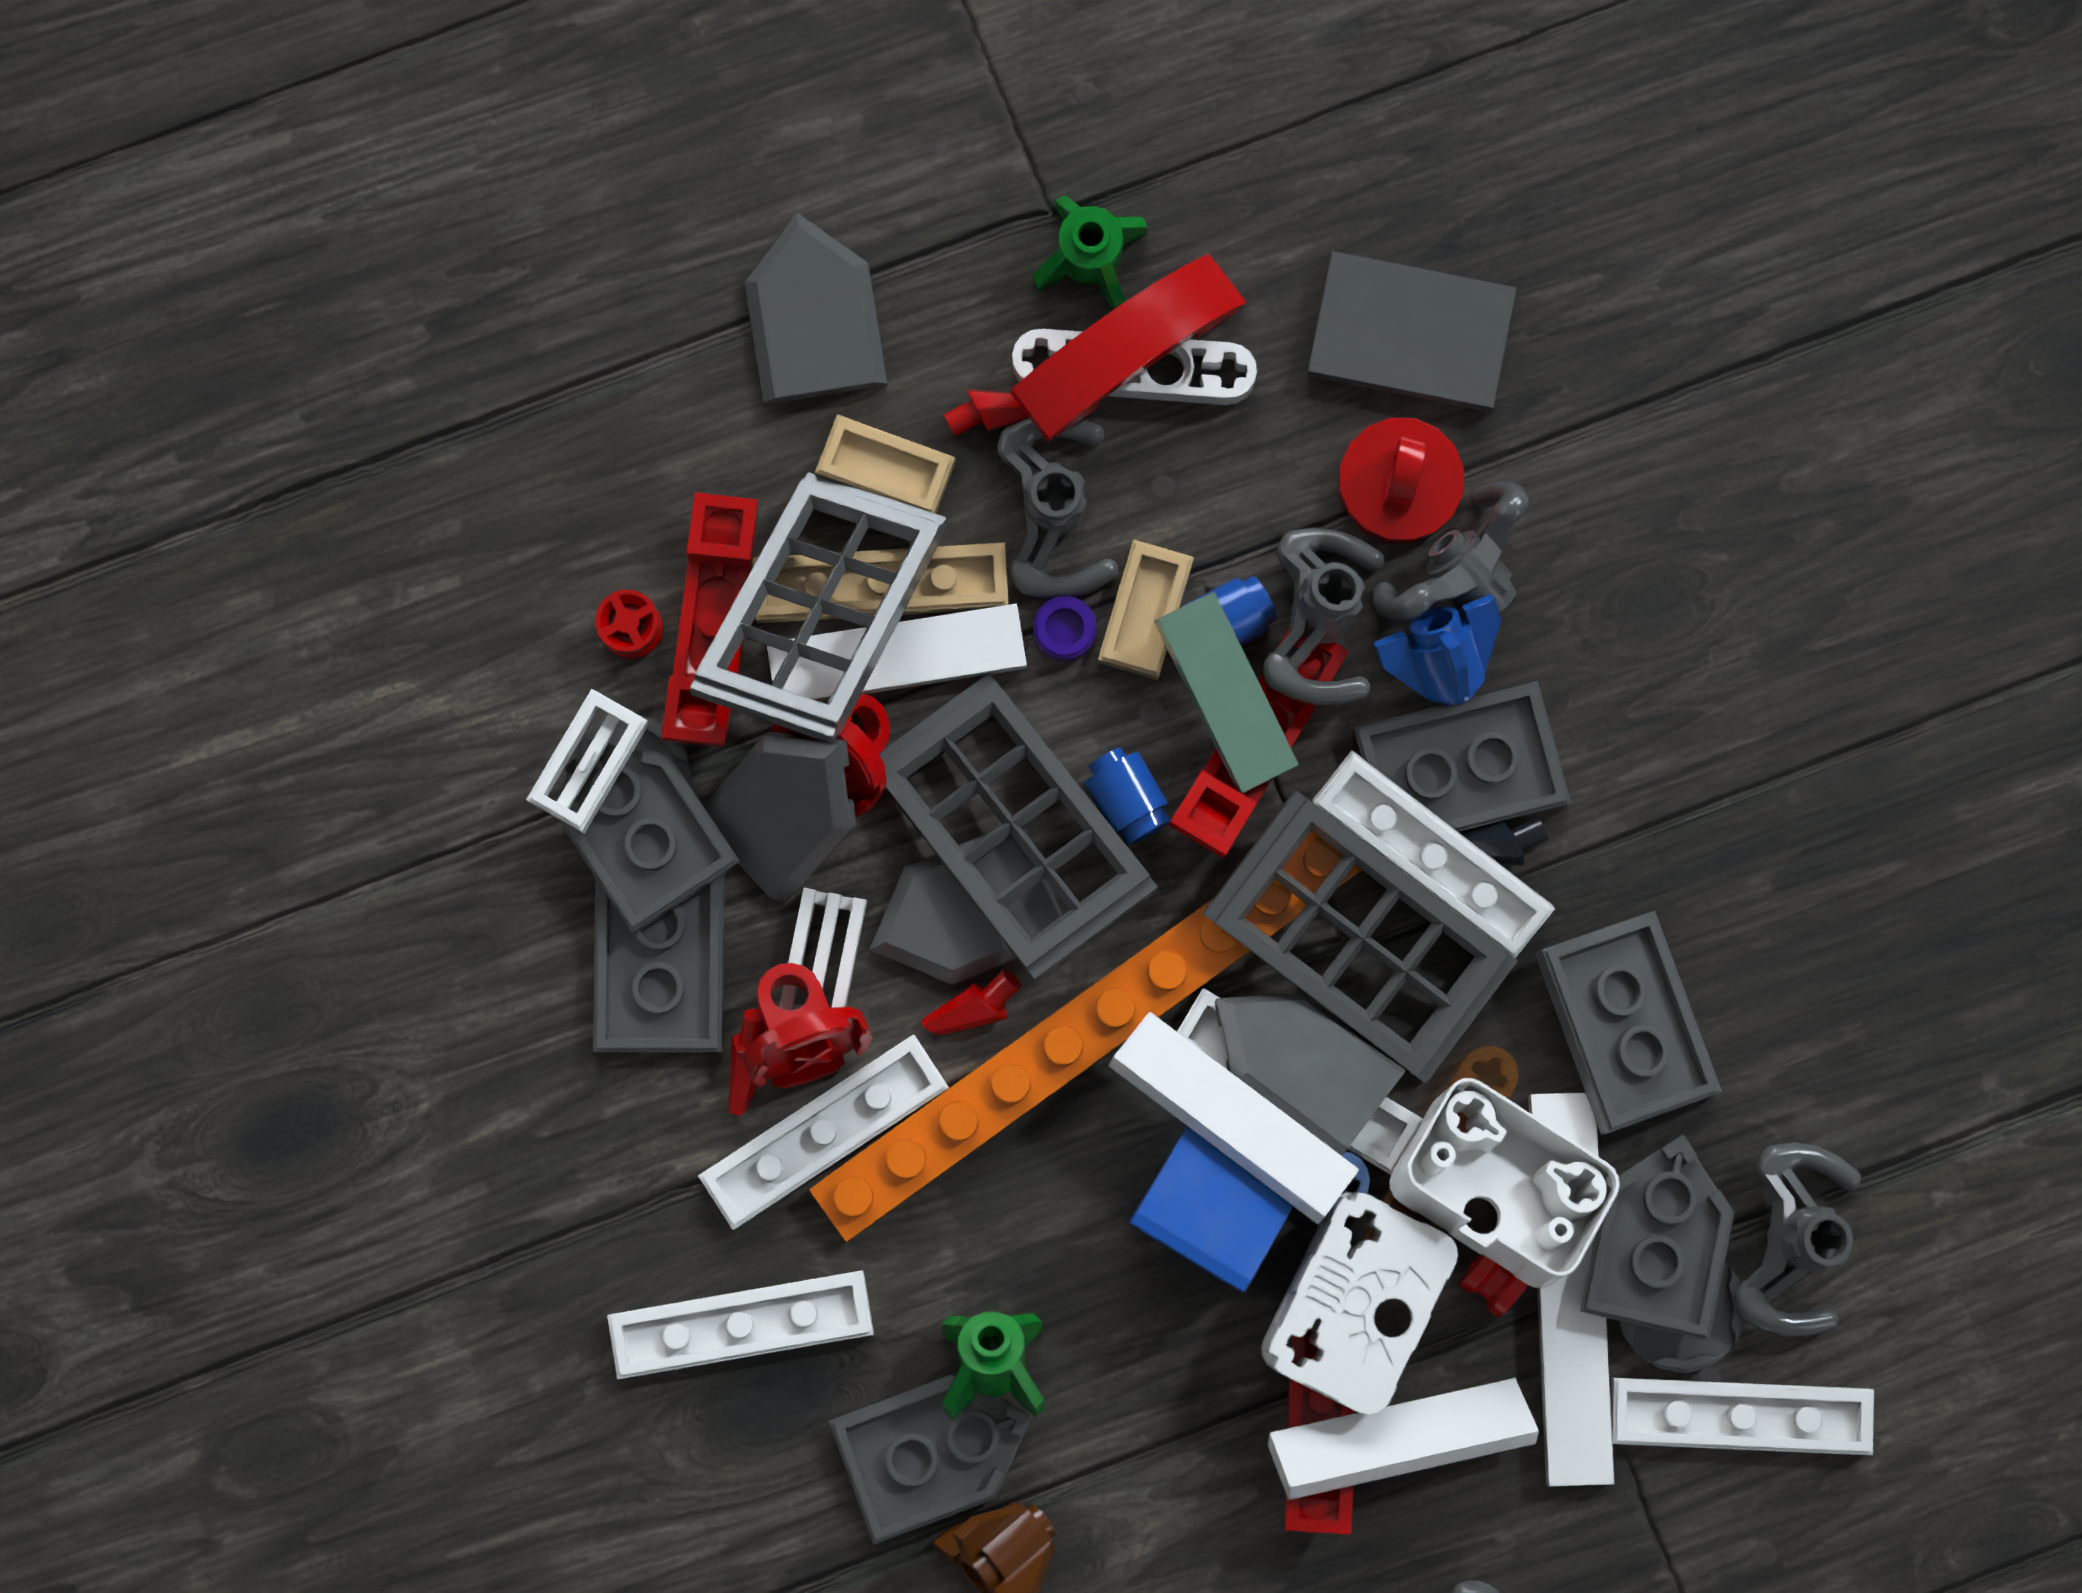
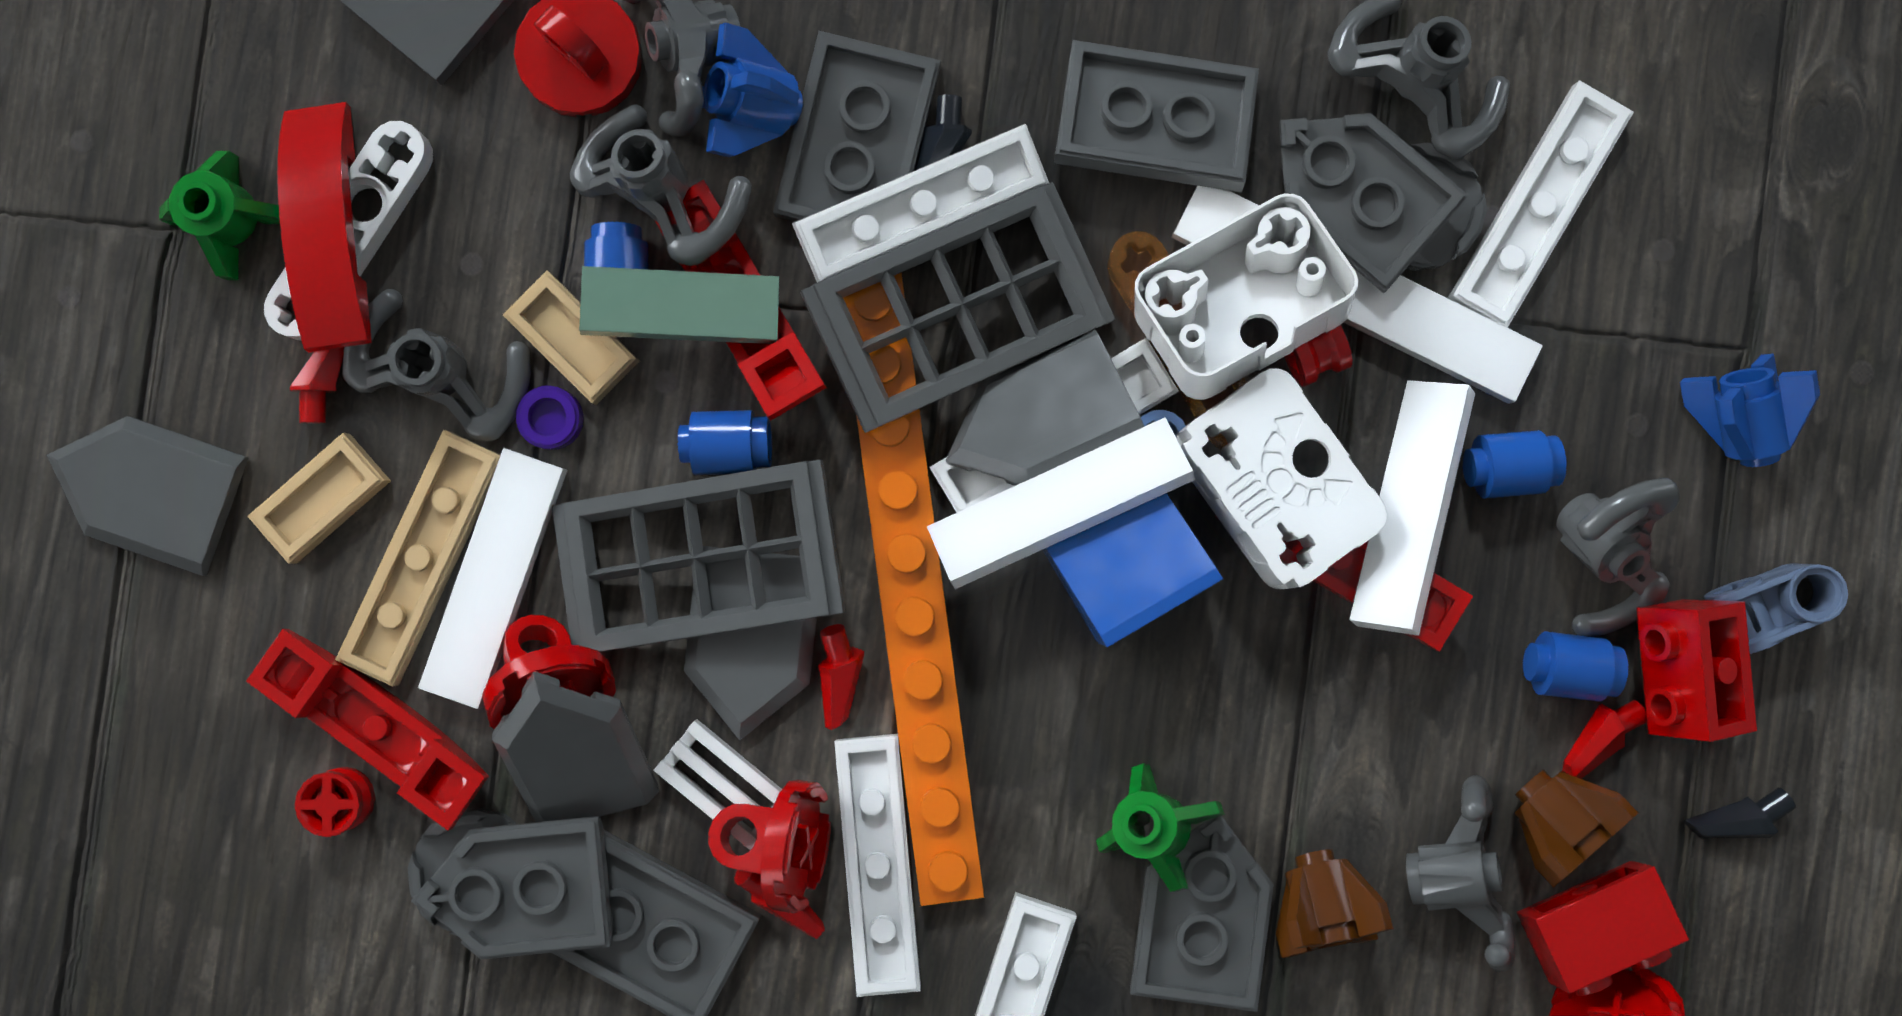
camera: 60 degrees left, 5 degrees up
(610, 772) = (454, 893): white tile -> none
(771, 701) = (476, 709): dark grey piece -> none
(1491, 1514) = (1514, 464): none -> blue brick

